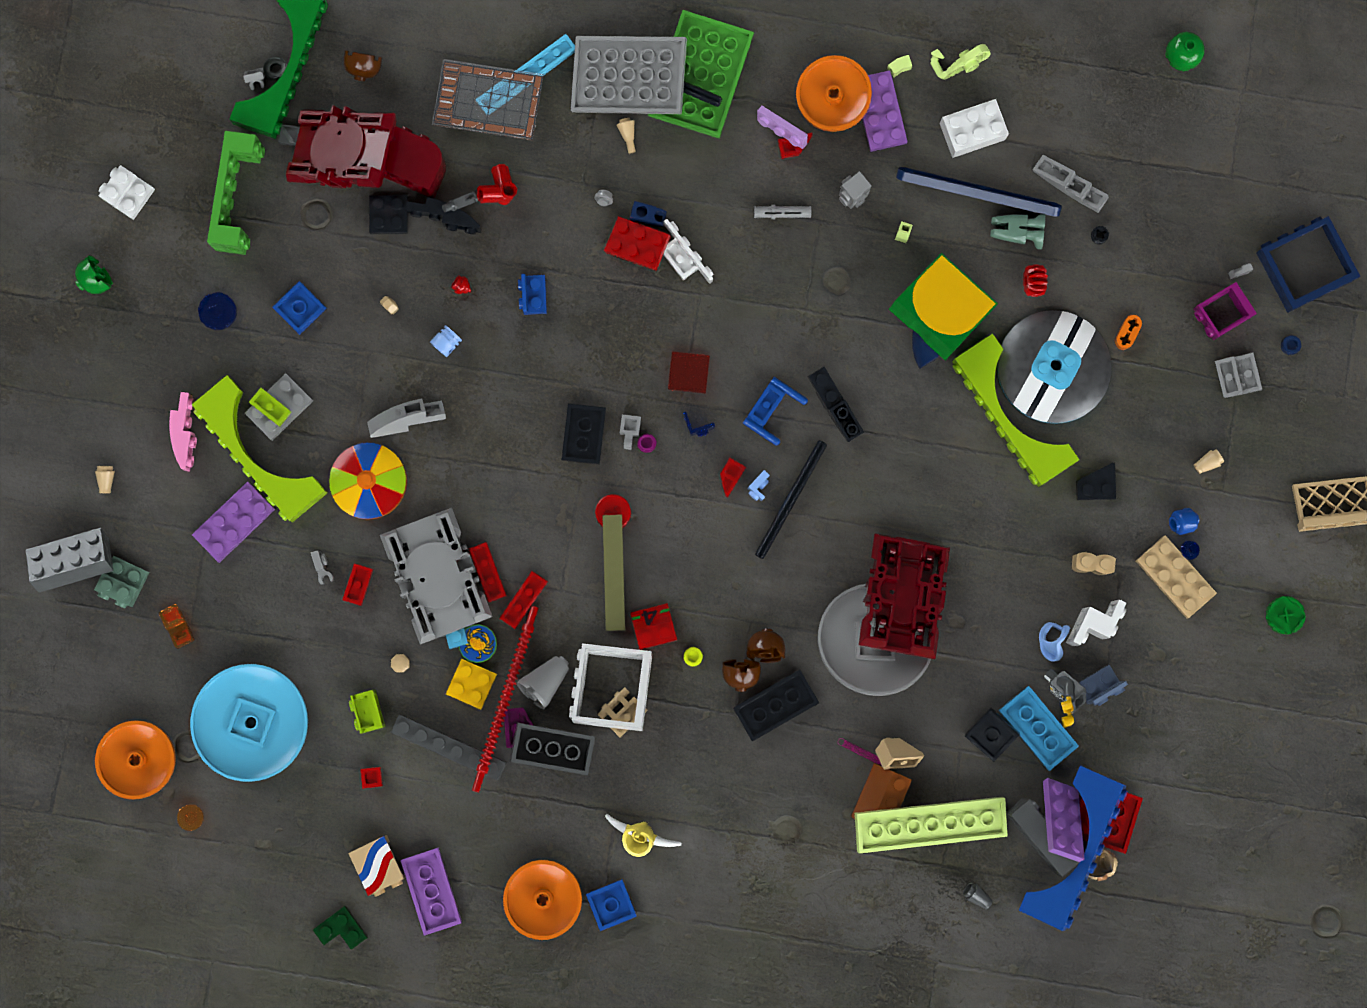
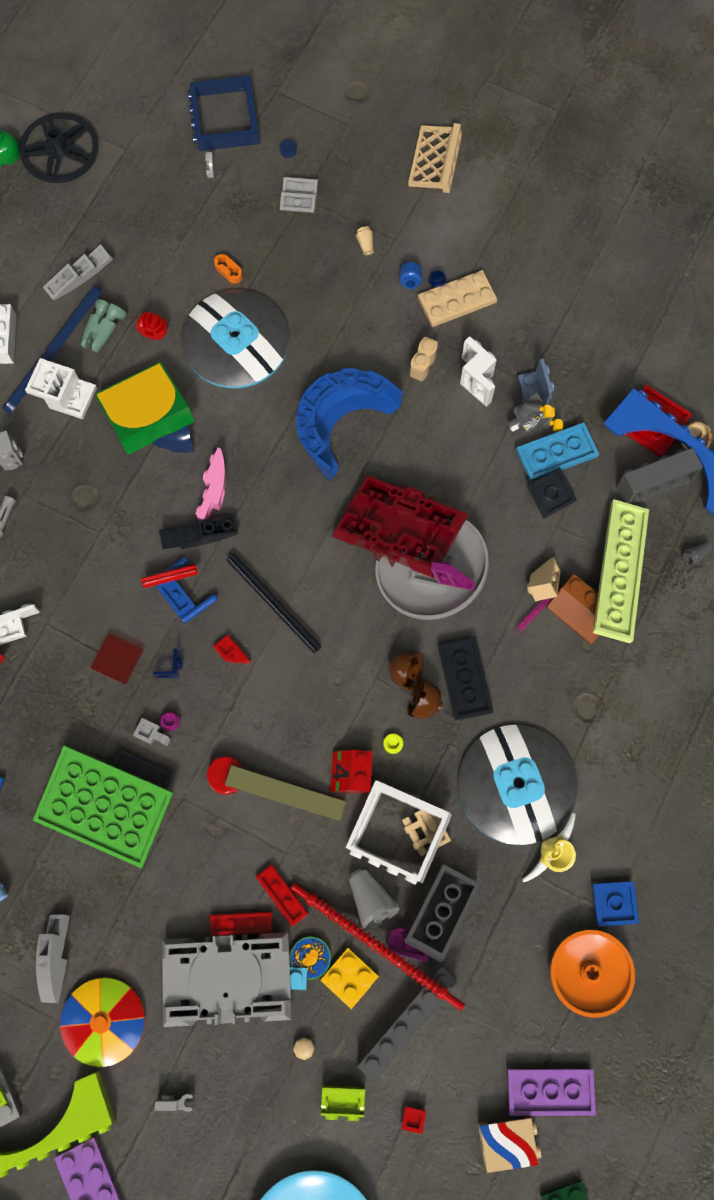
camera: 70 degrees left, 10 degrees down
(357, 584) = (206, 1068): red plate -> none
(549, 412) = (103, 806): none -> bright green plate
(688, 813) = (510, 812): none -> dish
(760, 482) = (247, 625): light blue bracket -> none
(782, 392) = (168, 576): none -> red axle
(865, 656) = (450, 576): none -> magenta wing
(895, 401) = (215, 486): none -> bright pink slope
(903, 232) = (63, 423): yellowish green piece -> none
(936, 218) = (61, 388): none -> white bracket
(1011, 483) = (333, 398): none -> blue windscreen
(1038, 458) = (217, 400): lime arch -> none
(1052, 650) = (490, 418): light blue piece -> none
(1063, 820) = (650, 451): medium lavender plate -> none
(1098, 485) = (354, 335): black wing -> none
(1100, 229) = (138, 266): black bush -> none
(1208, 107) = (58, 146): none -> black wheel
(1239, 300) = (235, 173): magenta window -> none
(1285, 615) = (518, 224): green tile -> none

